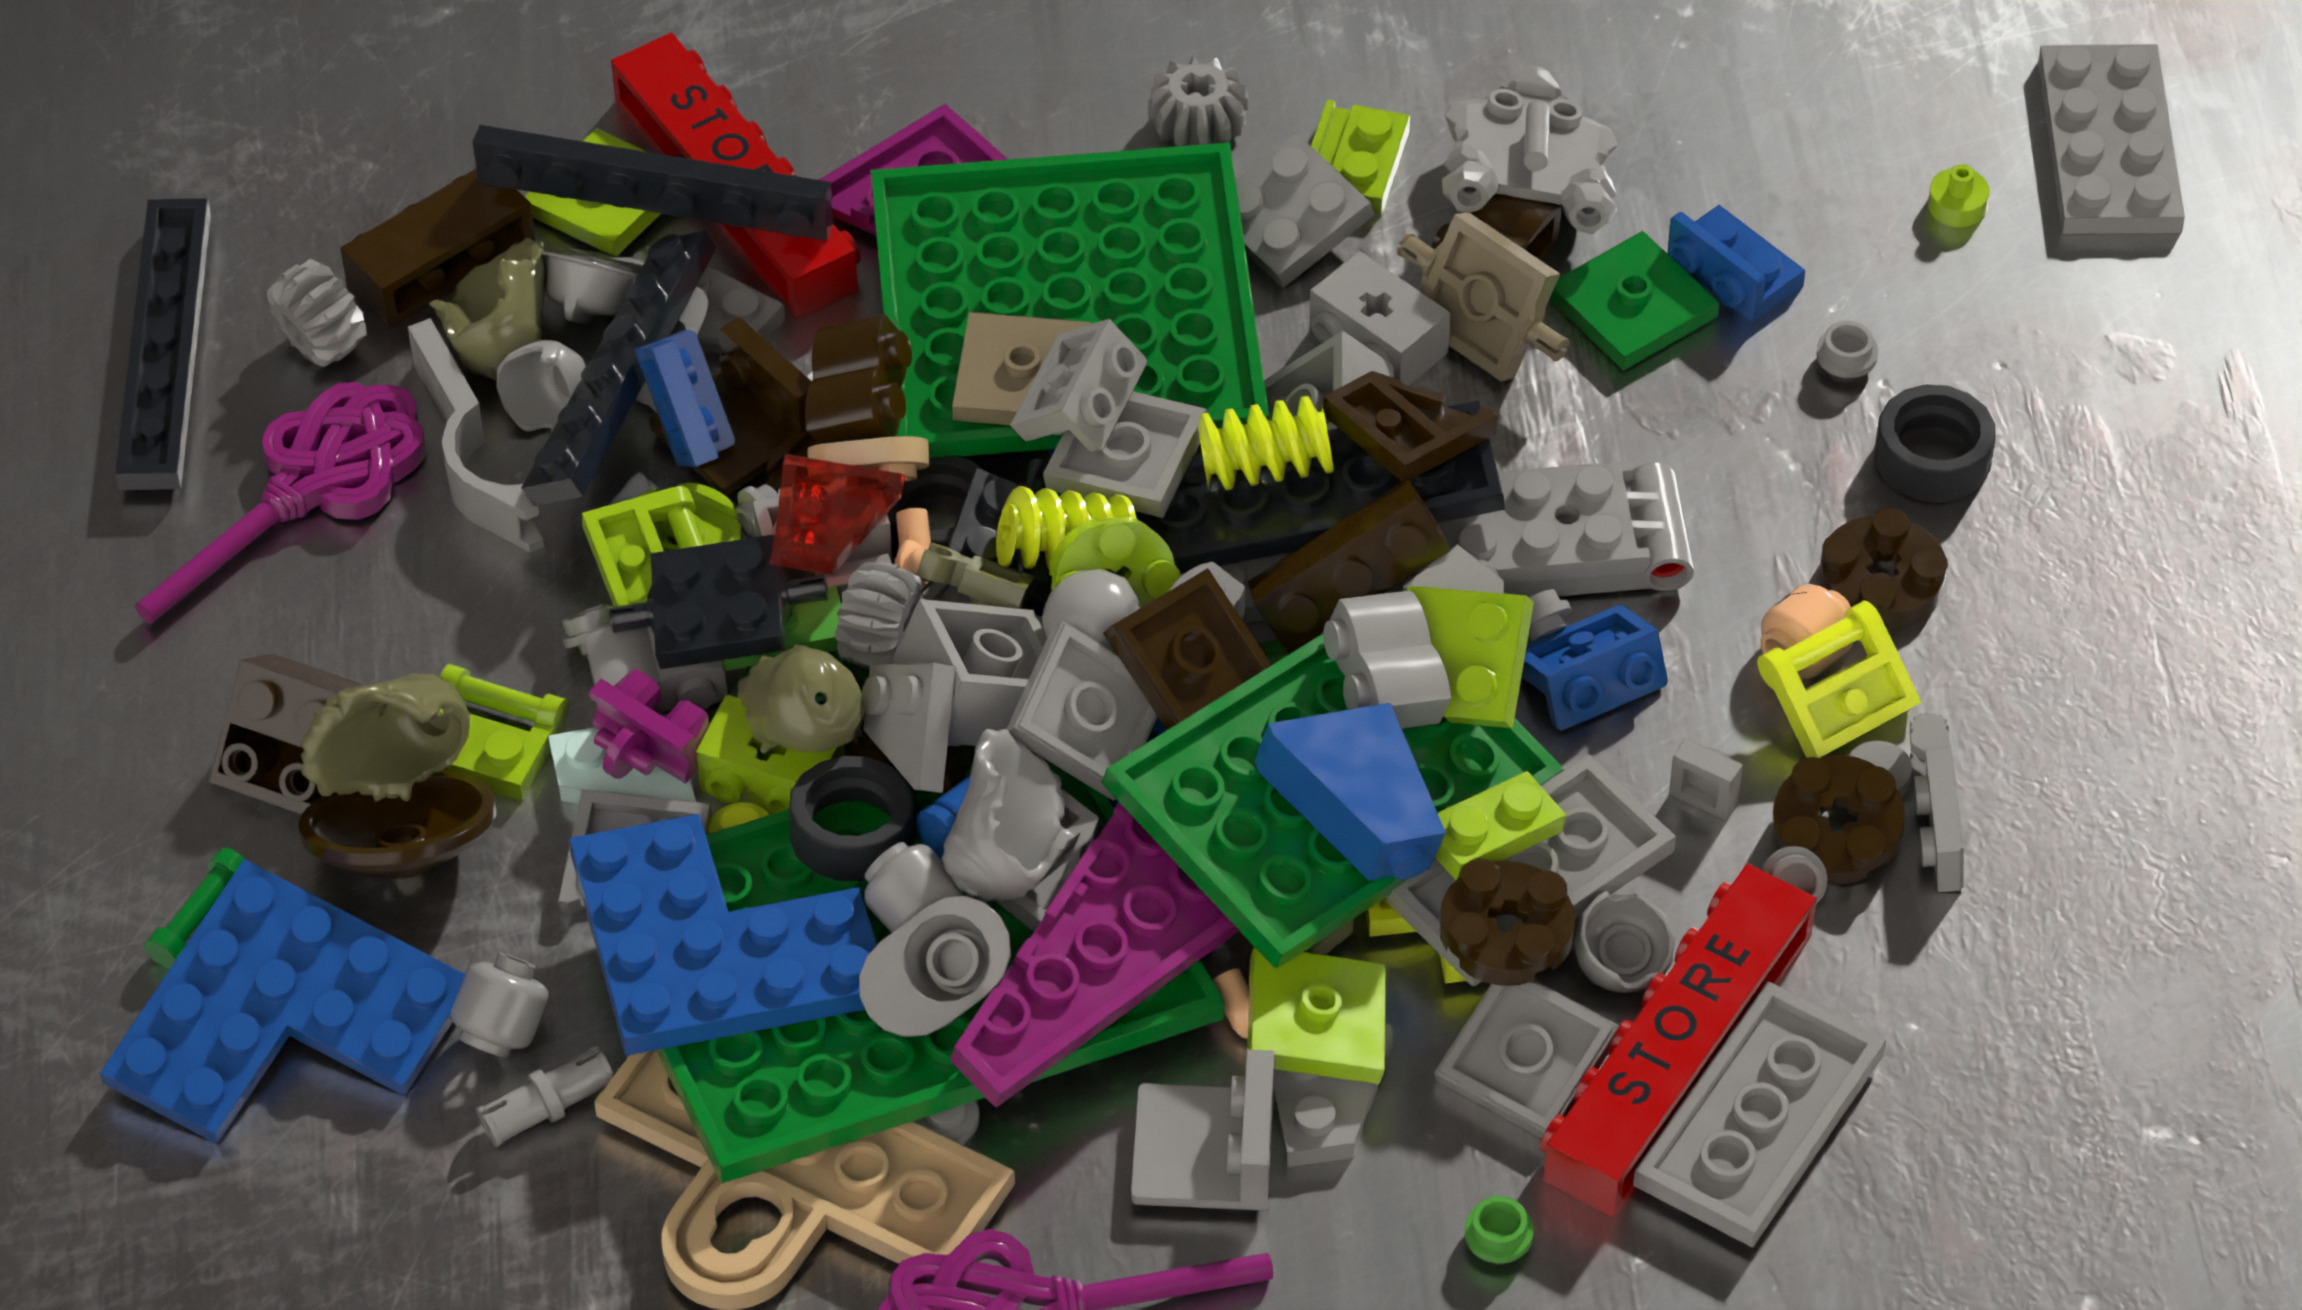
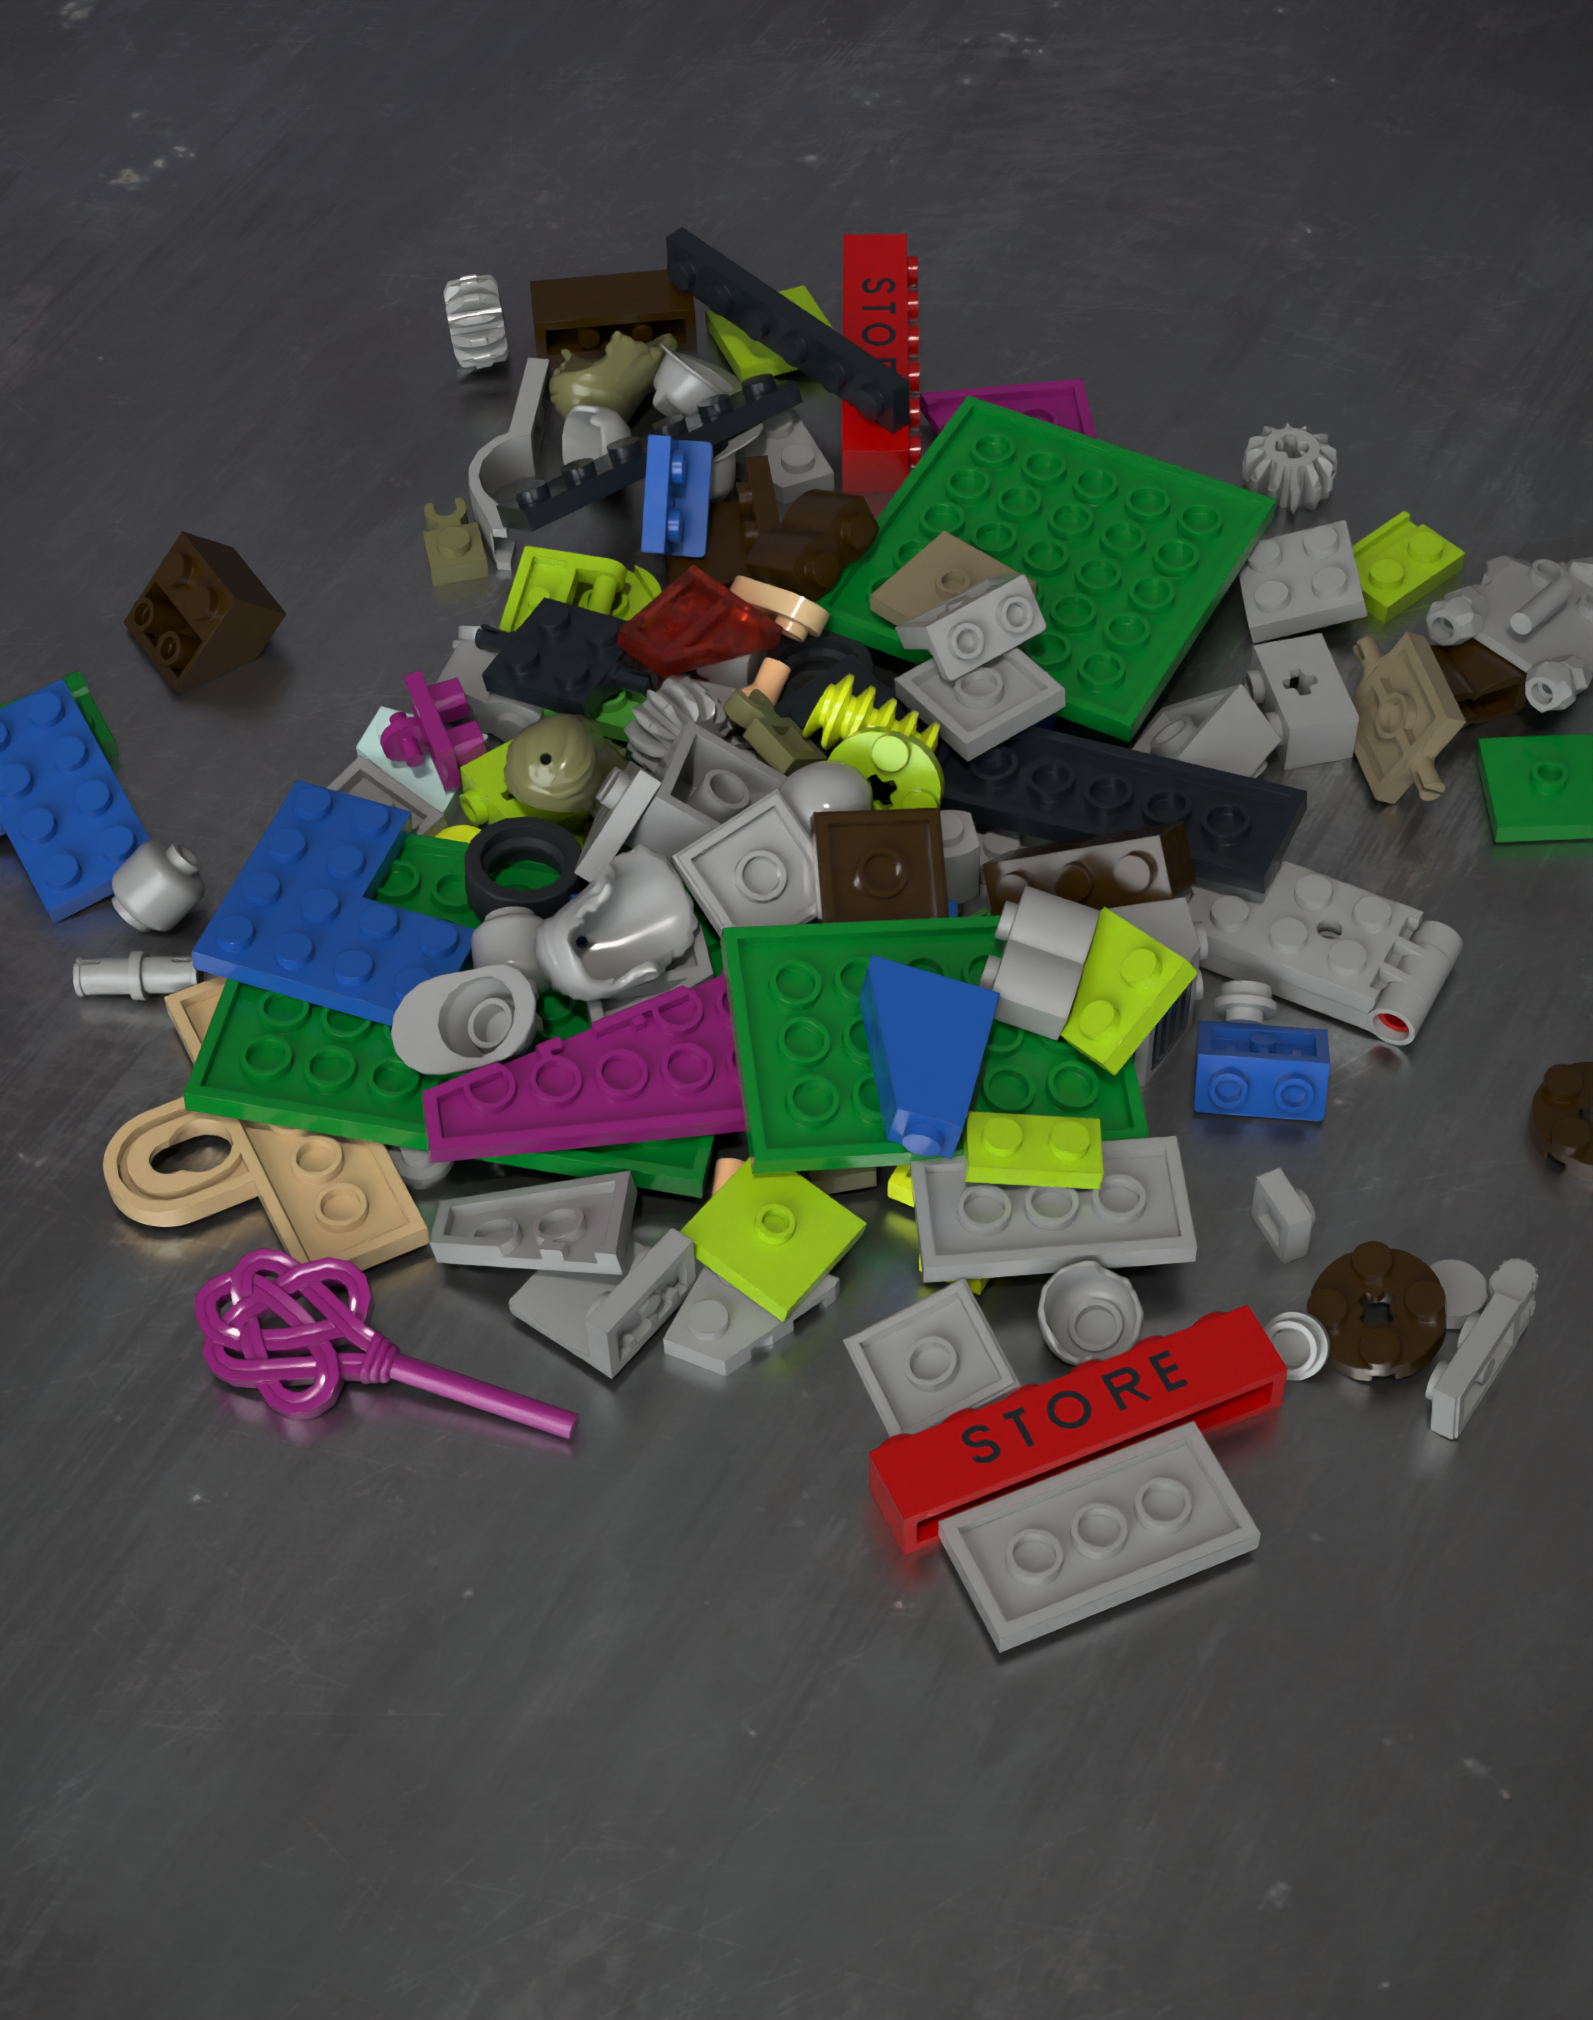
camera: 35 degrees right, 0 degrees up
(163, 345) = (361, 300): black plate -> none
(340, 457) = (403, 431): magenta piece -> none
(385, 737) = (231, 636): olive piece -> none
(399, 835) = (204, 712): dark brown dish -> none
(473, 553) = (453, 546): none -> olive plate
(500, 753) = (329, 693): lime plate -> none
(1117, 1113) = (541, 1227): none -> light grey wing
(1264, 443) = (1086, 741): neon yellow piece -> none
(1403, 424) = (1220, 779): dark brown wing -> none
(1499, 1230) = (787, 1507): bright green plate -> none
(1507, 889) = (980, 1204): dark brown plate -> none
(1800, 616) = (1479, 1136): light nougat head -> none
(1848, 700) = (1469, 1214): neon yellow plate -> none

